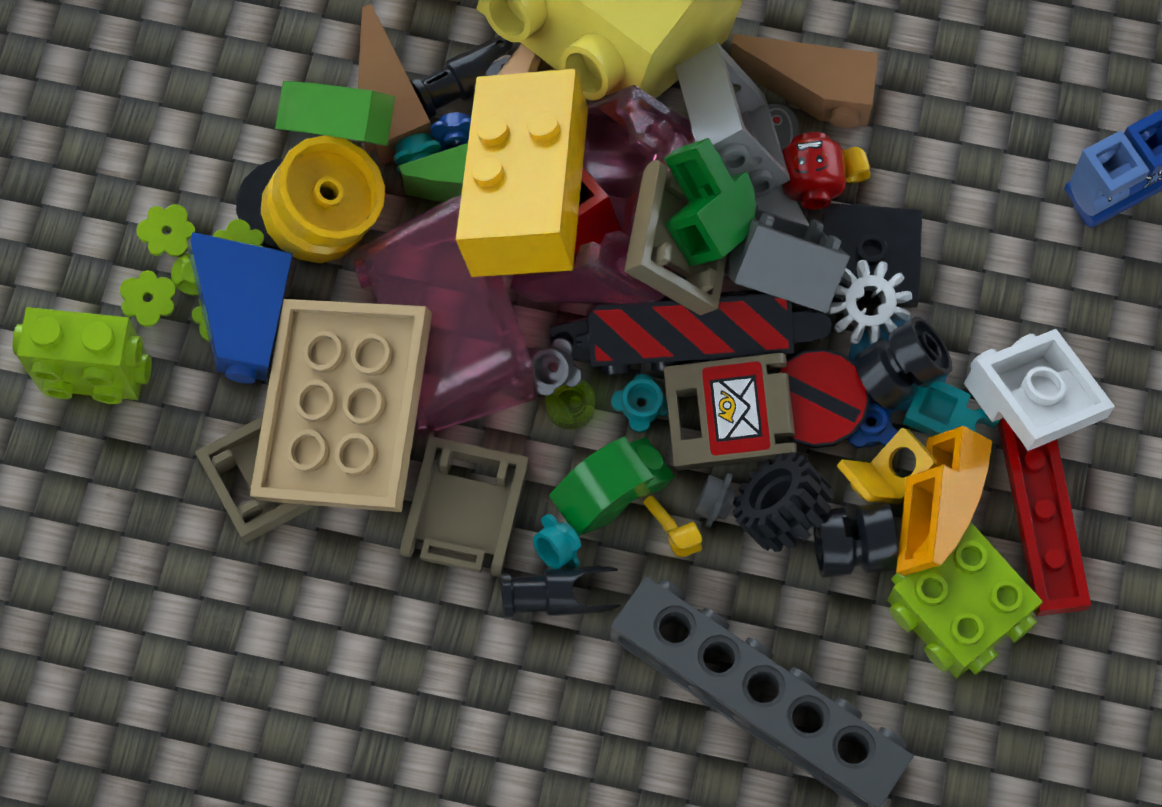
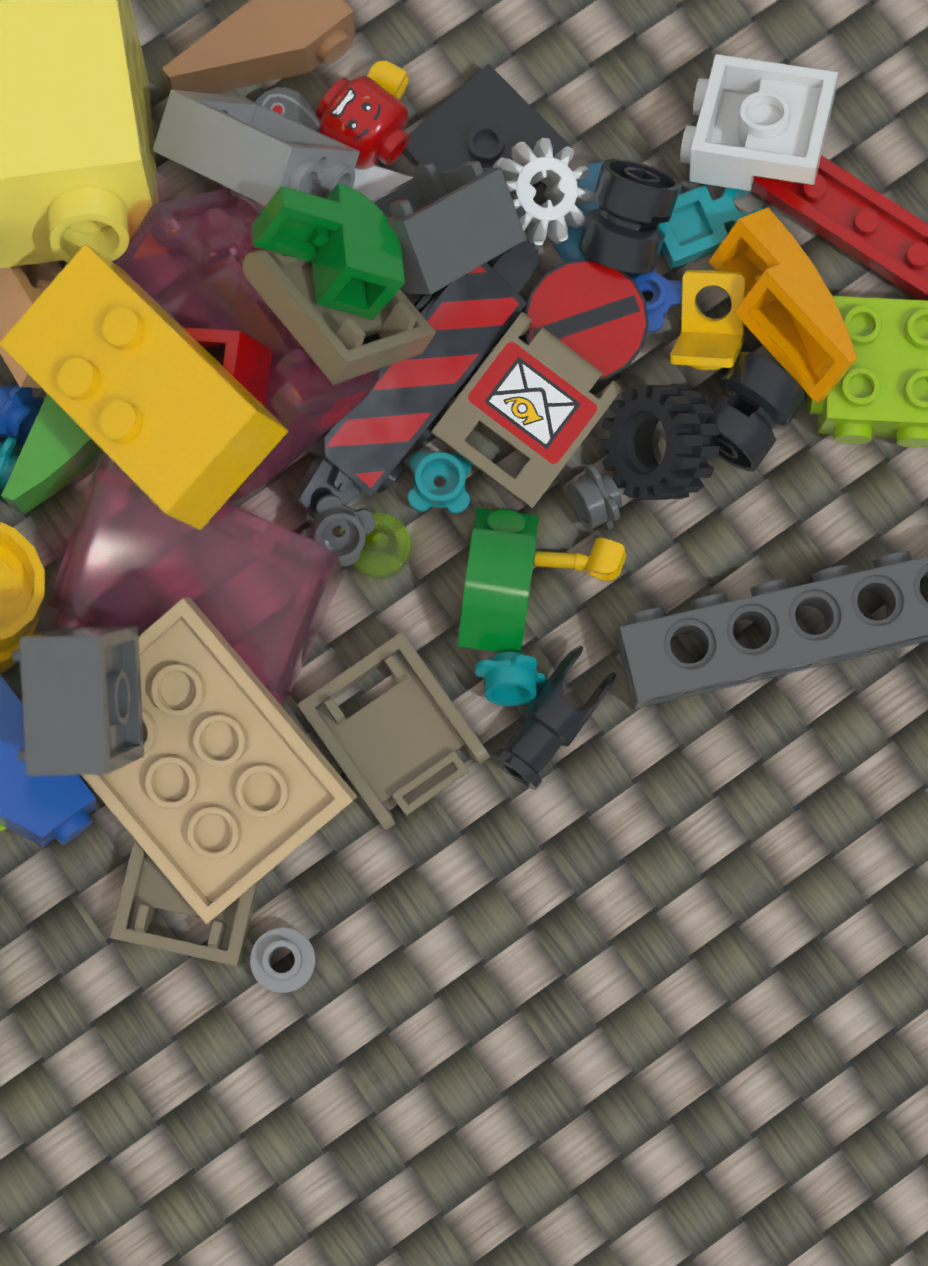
camera: 50 degrees left, 10 degrees up
(272, 576) = (297, 975): none -> light grey plate
(312, 299) = (81, 700): none -> dark grey container

